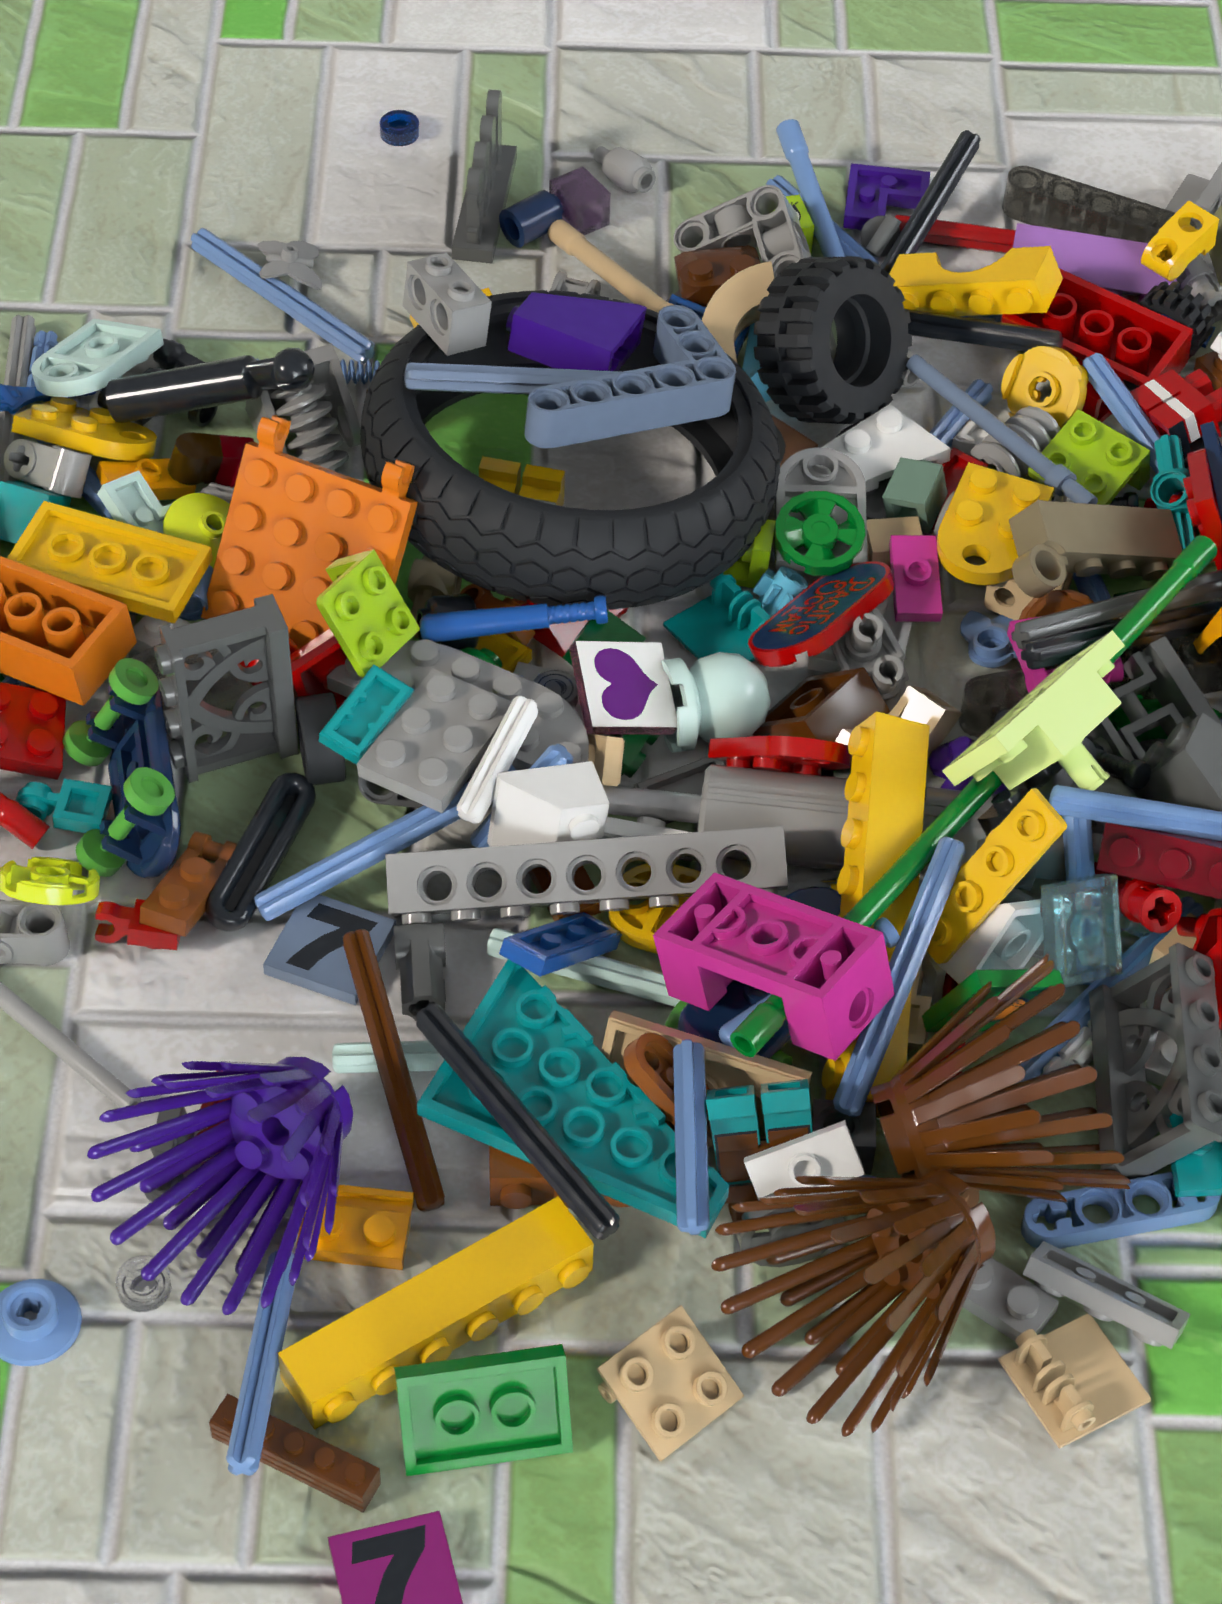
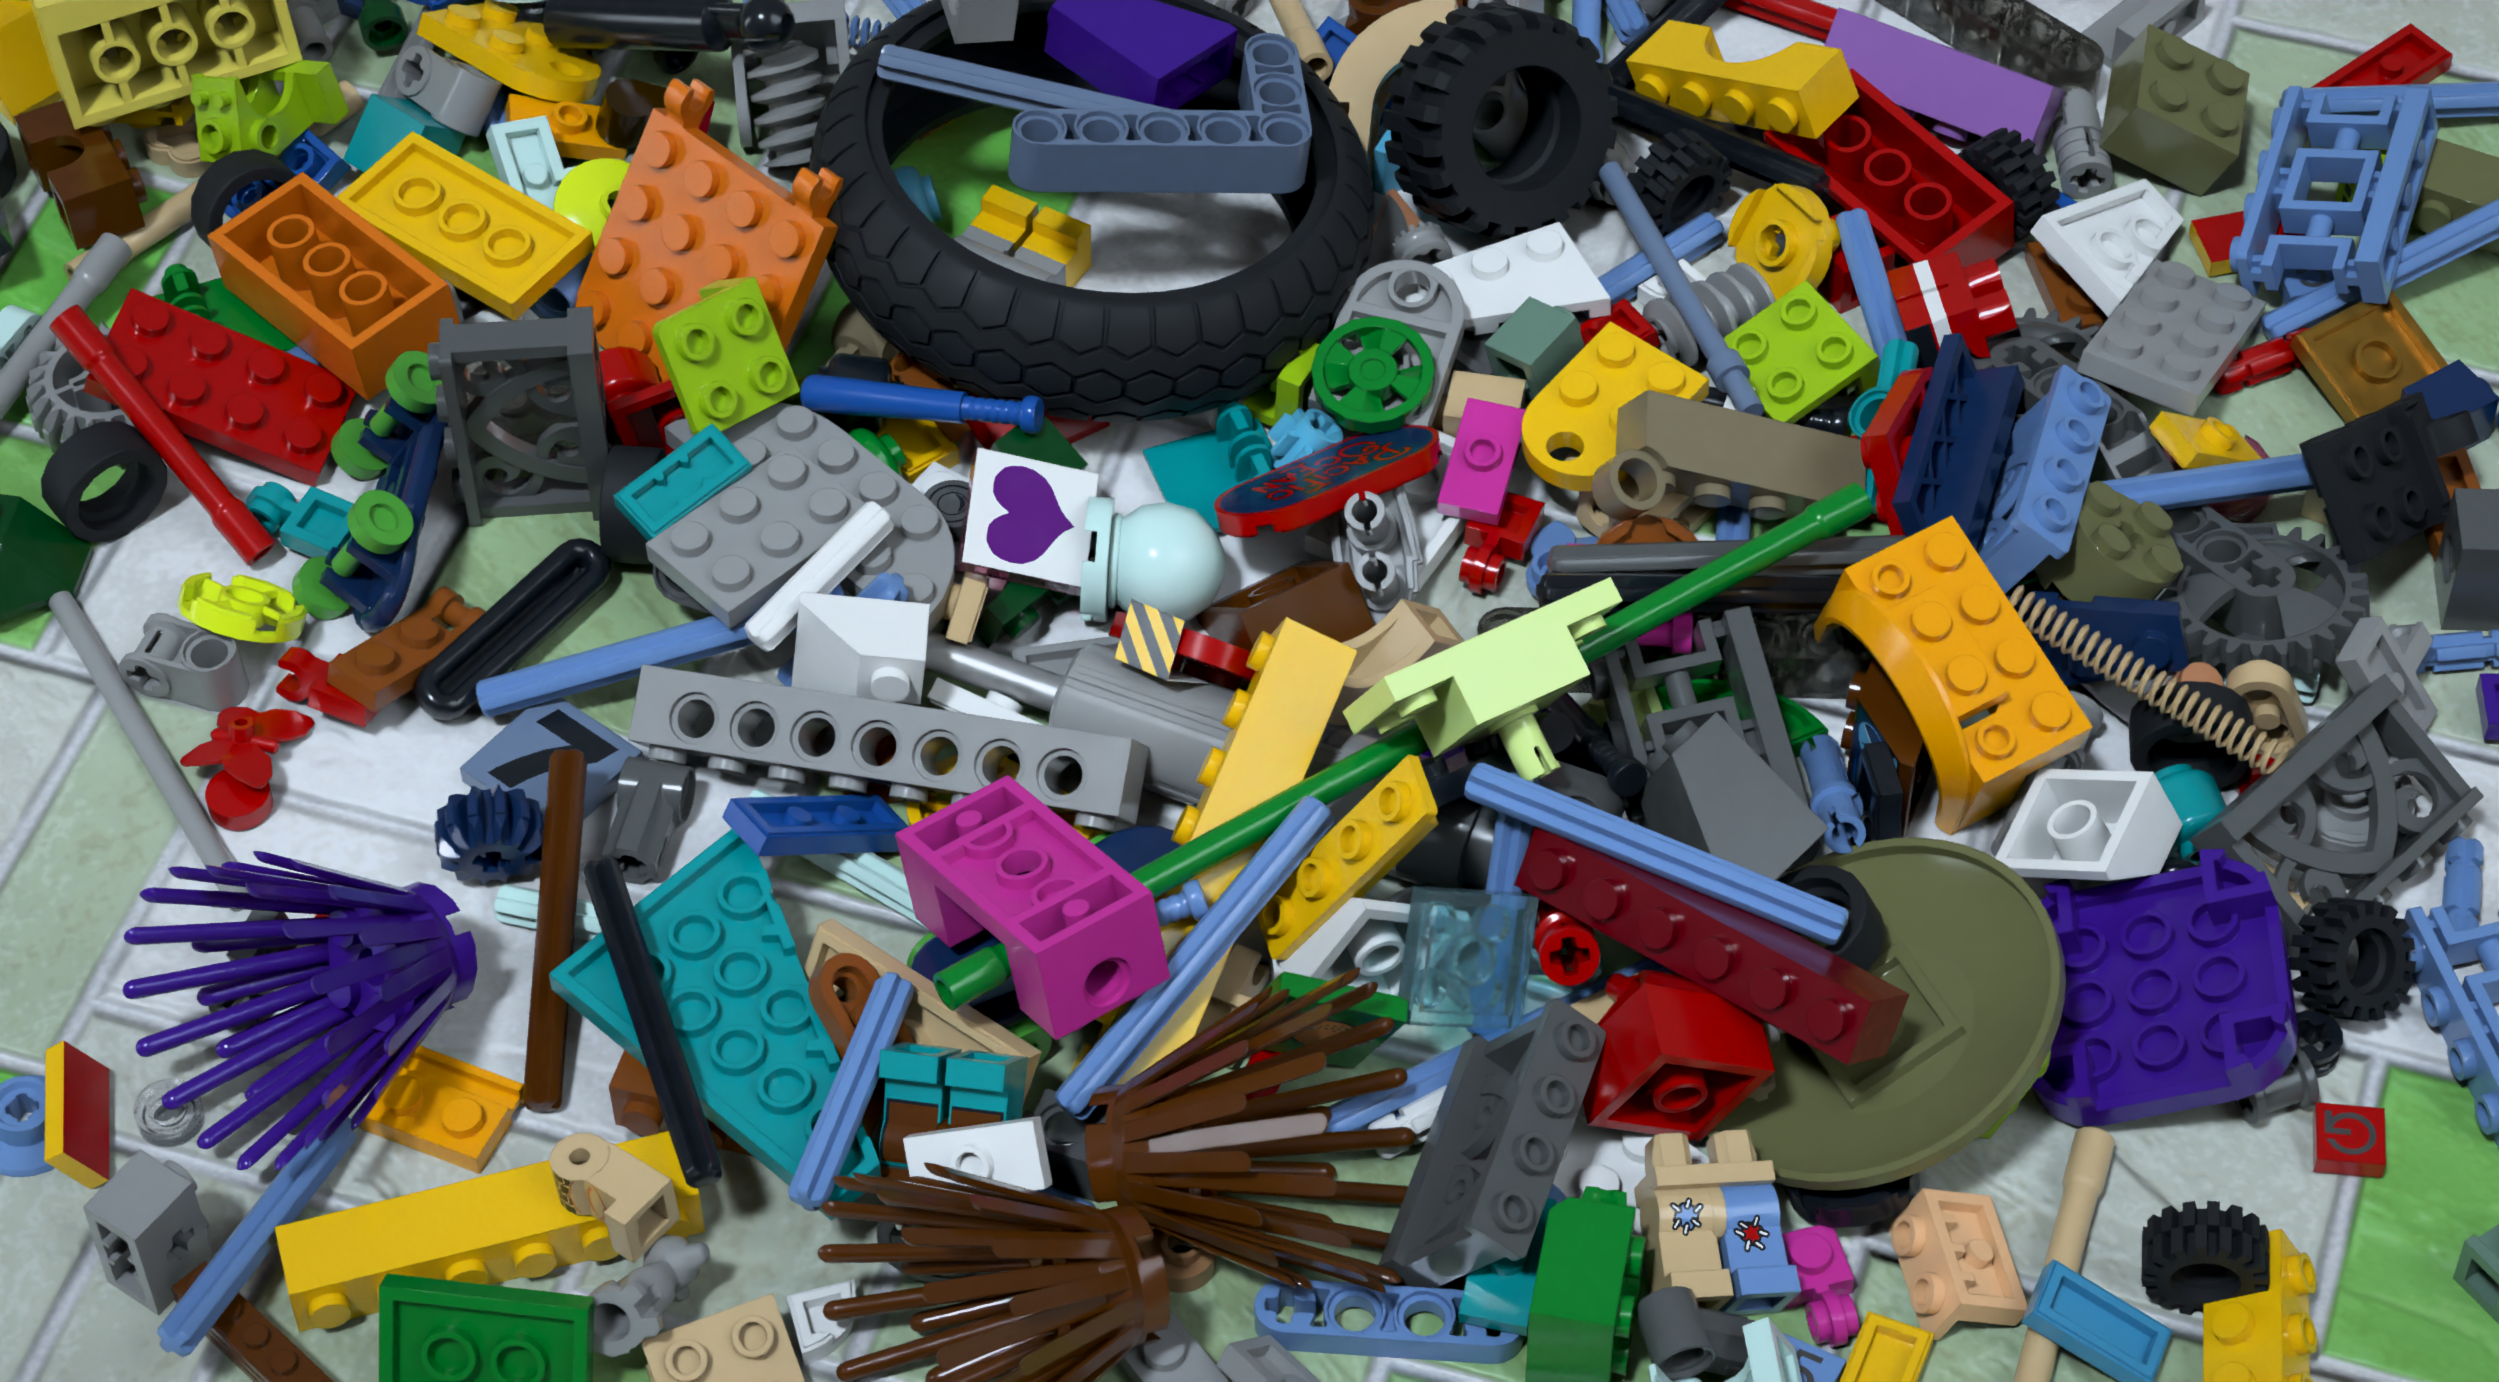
camera: 20 degrees right, 0 degrees up
(75, 1304) = (76, 1115): none -> red tile
(90, 981) = (243, 740): none -> red piece
(99, 1026) = (237, 804): none -> red tile
(180, 1381) = (148, 1229): none -> light grey brick
(314, 1008) = (489, 834): none -> dark blue gear
(537, 1256) = (616, 1189): none -> tan leg
(587, 1329) = (634, 1305): none -> light grey animal
(707, 1315) = (813, 1331): none -> white tile
(768, 751) = (1151, 642): none -> sticker
(802, 438) = (1422, 244): none -> light grey bush
(942, 635) = (1490, 544): none -> red plate
(958, 357) = (1680, 179): none -> black tyre
(1179, 242) = (2041, 77): yellow leg -> none

